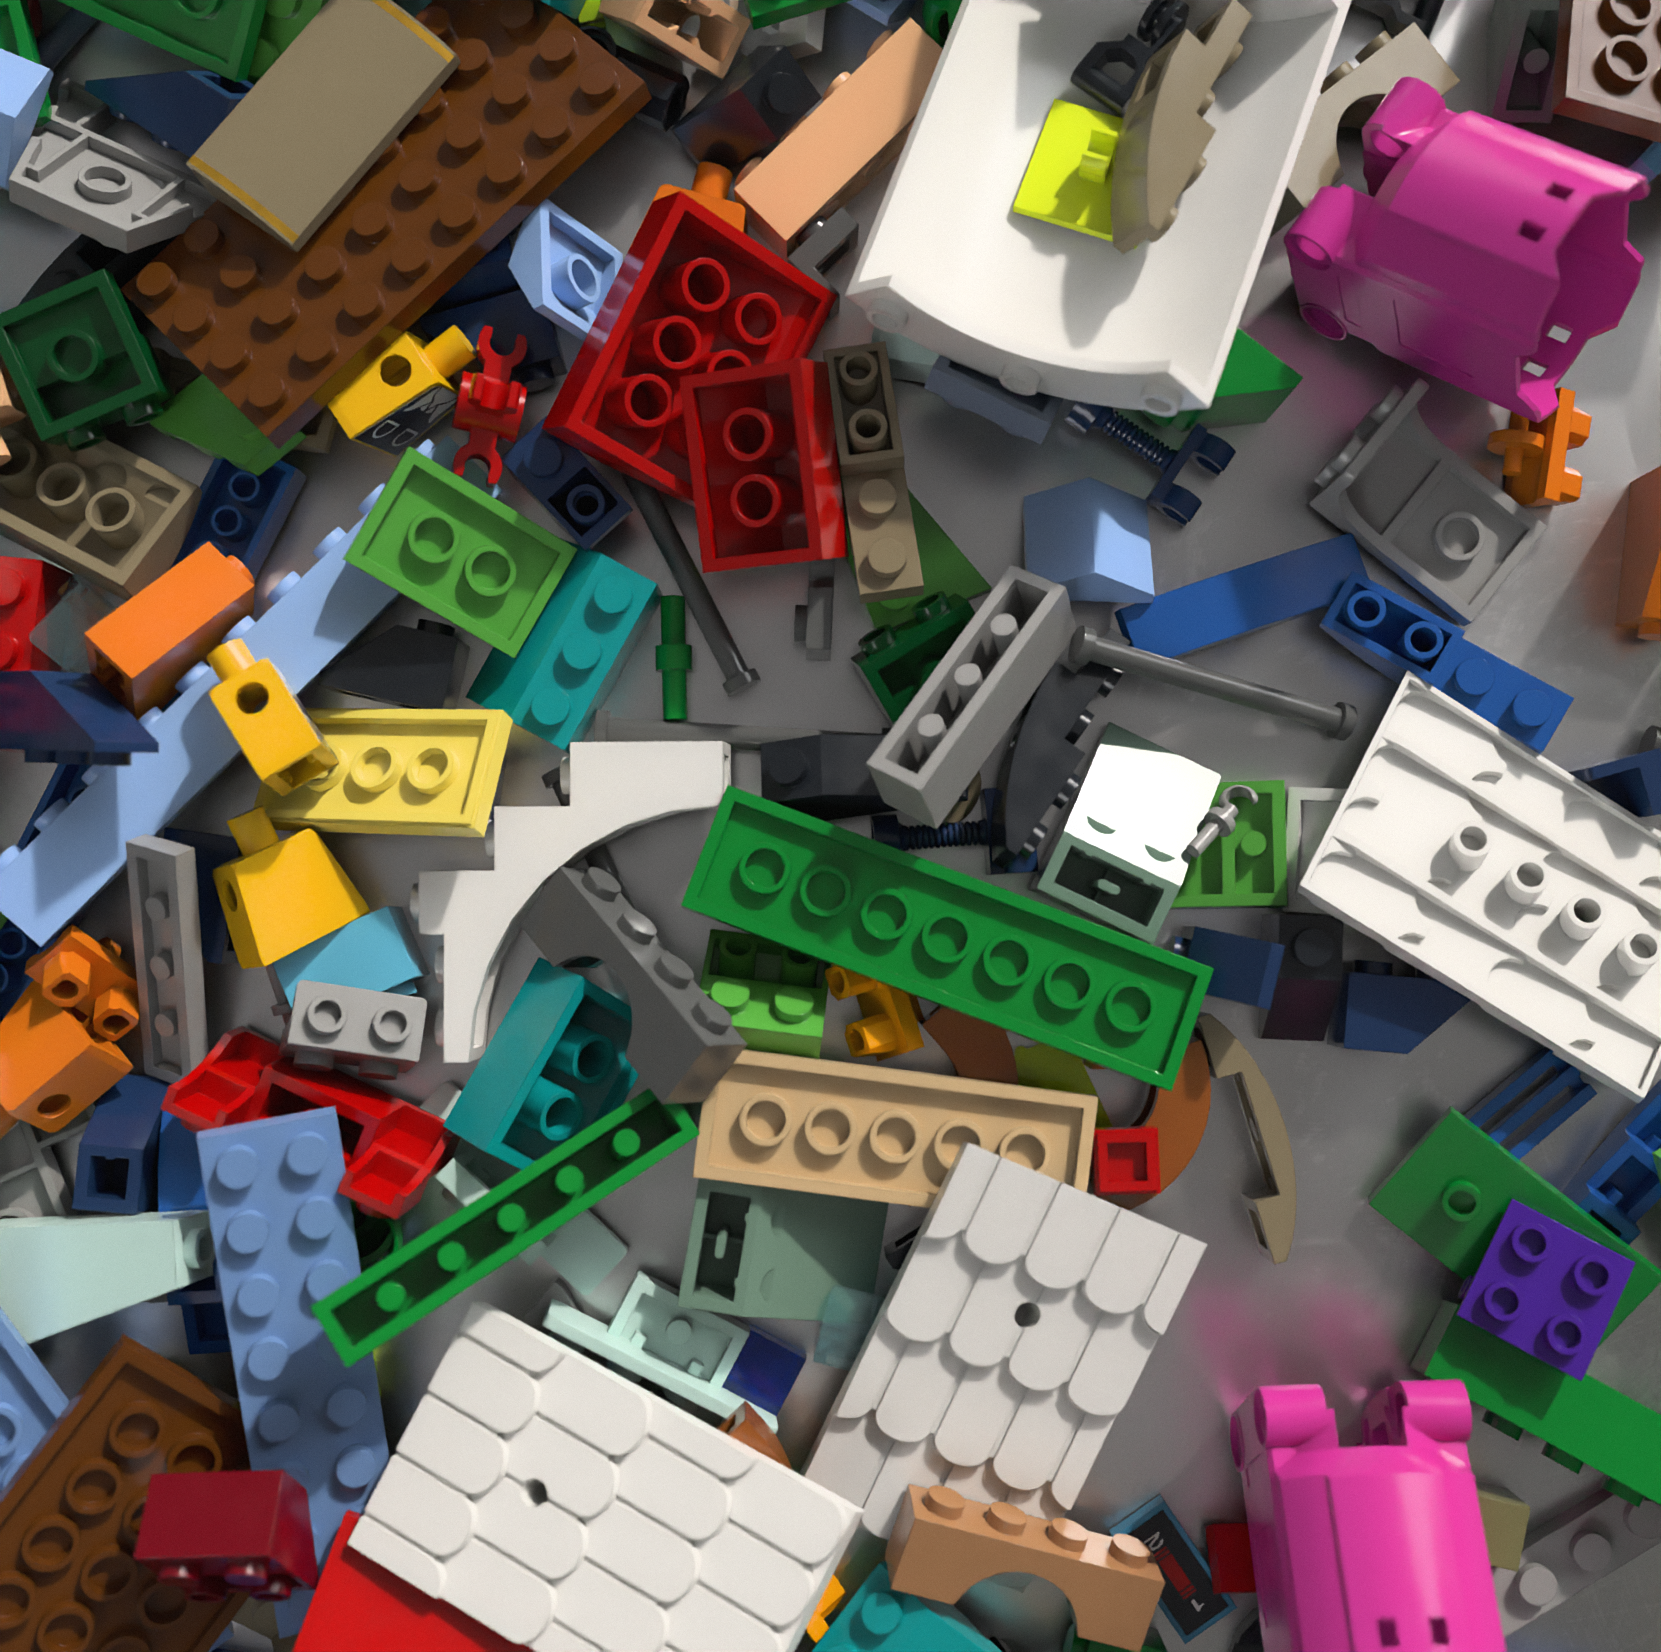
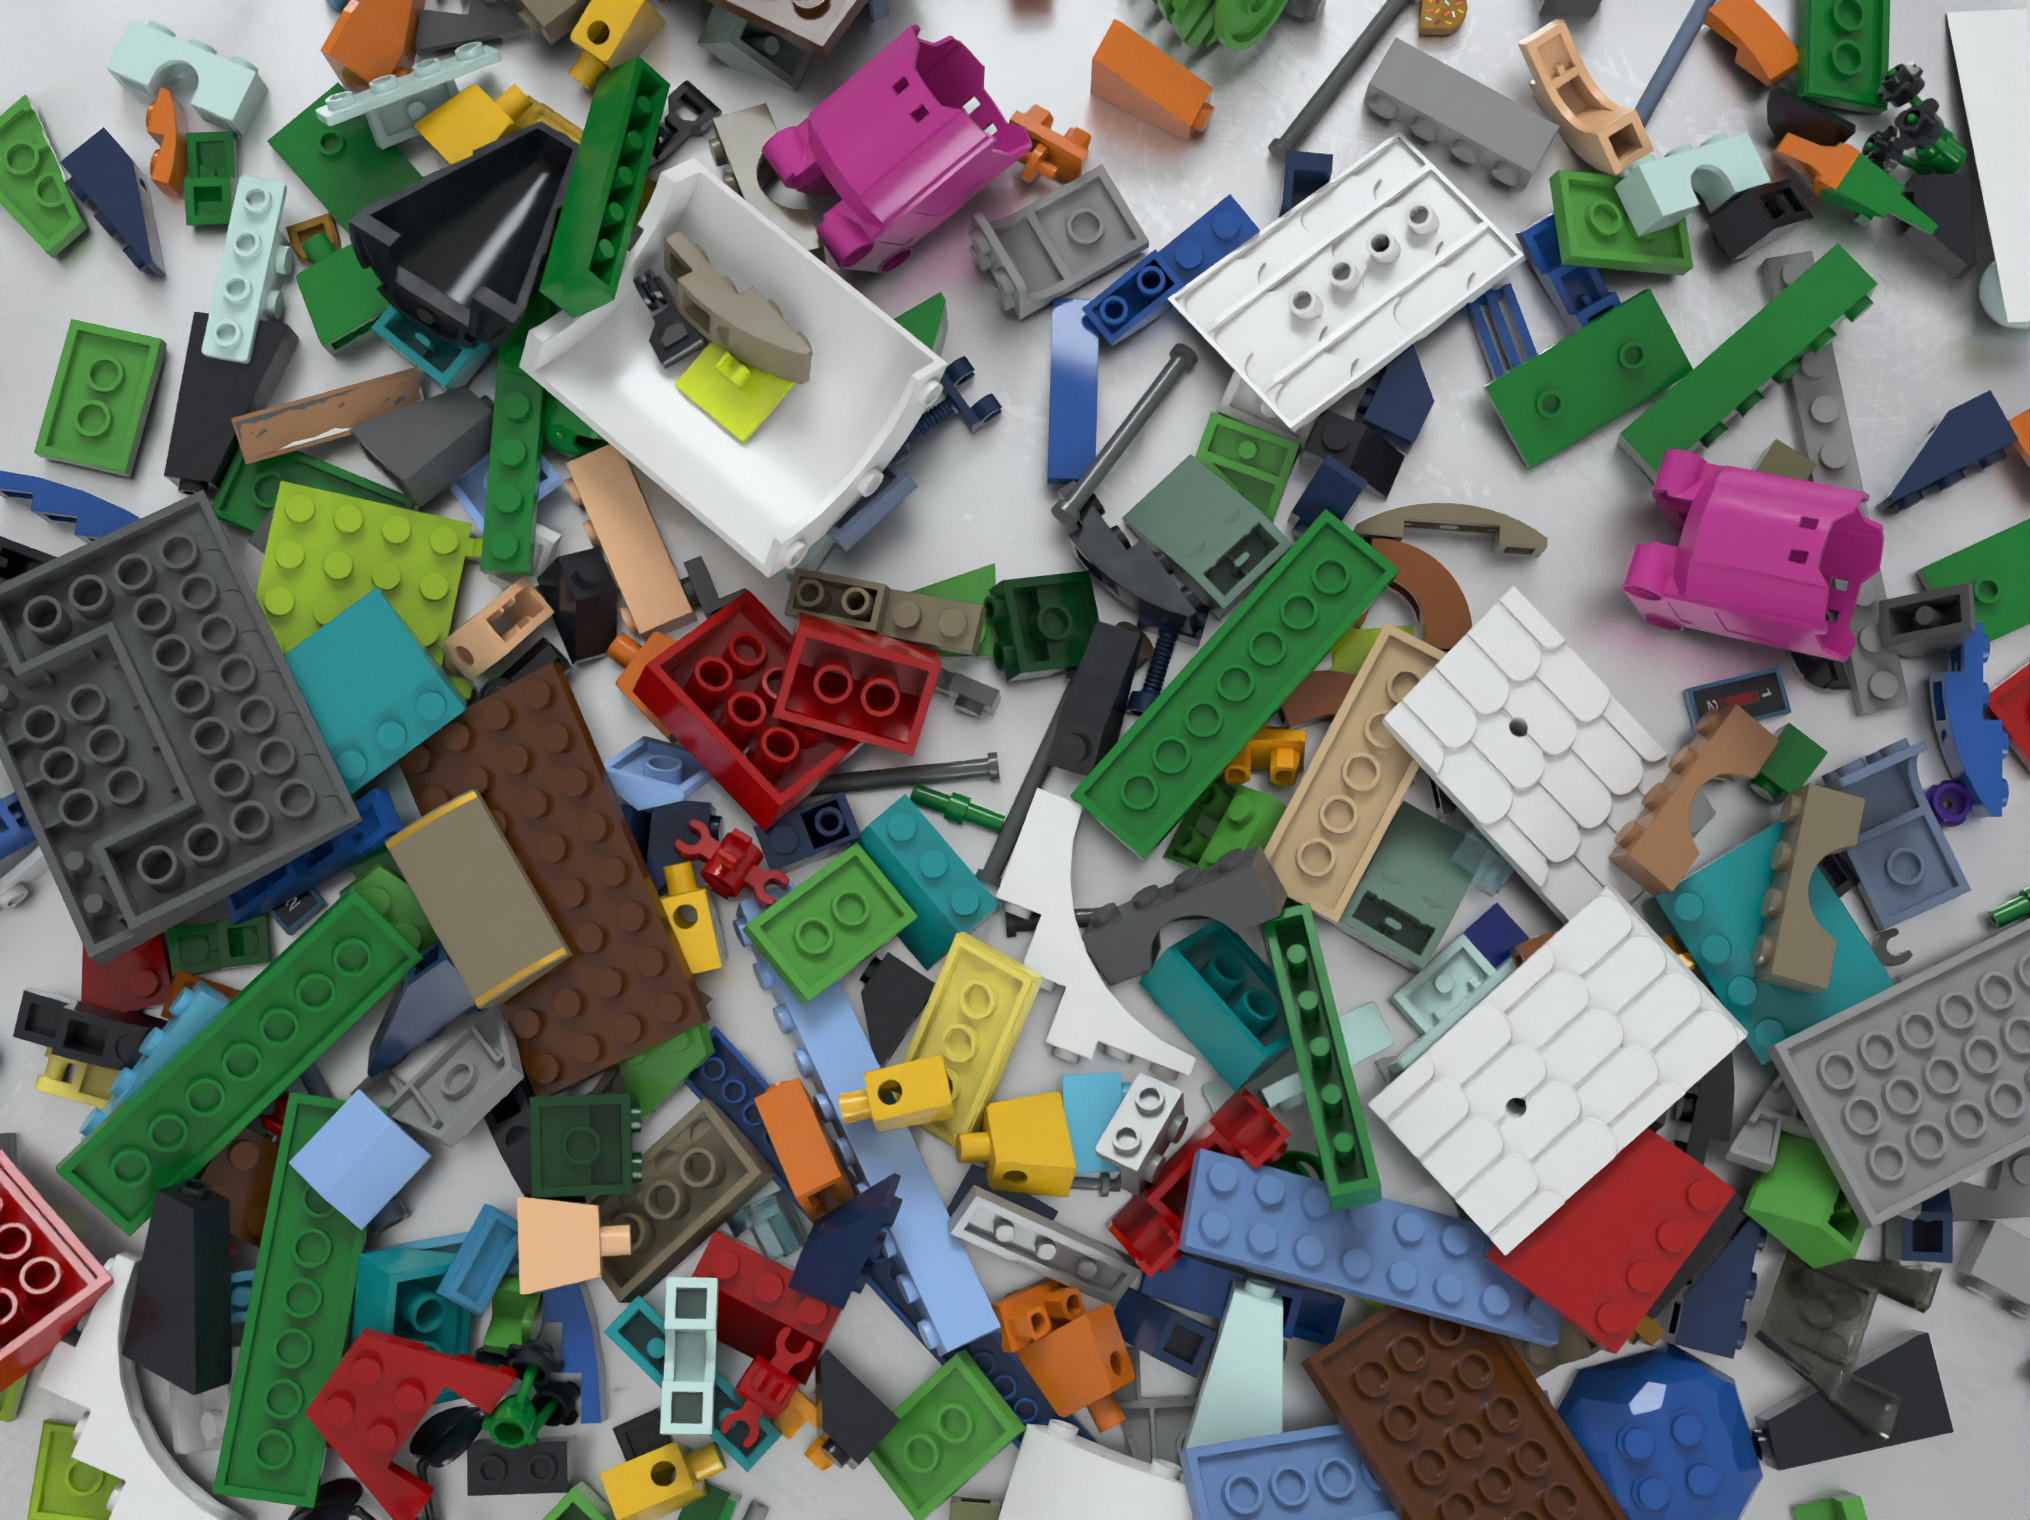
camera: 65 degrees left, 5 degrees down
(228, 1534) = (1469, 1333): dark red slope -> none
(973, 696) = (1075, 599): light grey brick -> none
(1090, 541) = (991, 484): light blue slope -> none
(1125, 1160) = (1437, 620): red tile -> none
(1220, 819) = (1223, 465): light grey hand -> none
(1230, 1558) = (1742, 656): red tile -> none
(1545, 1289) = (1628, 371): dark purple hinge -> none

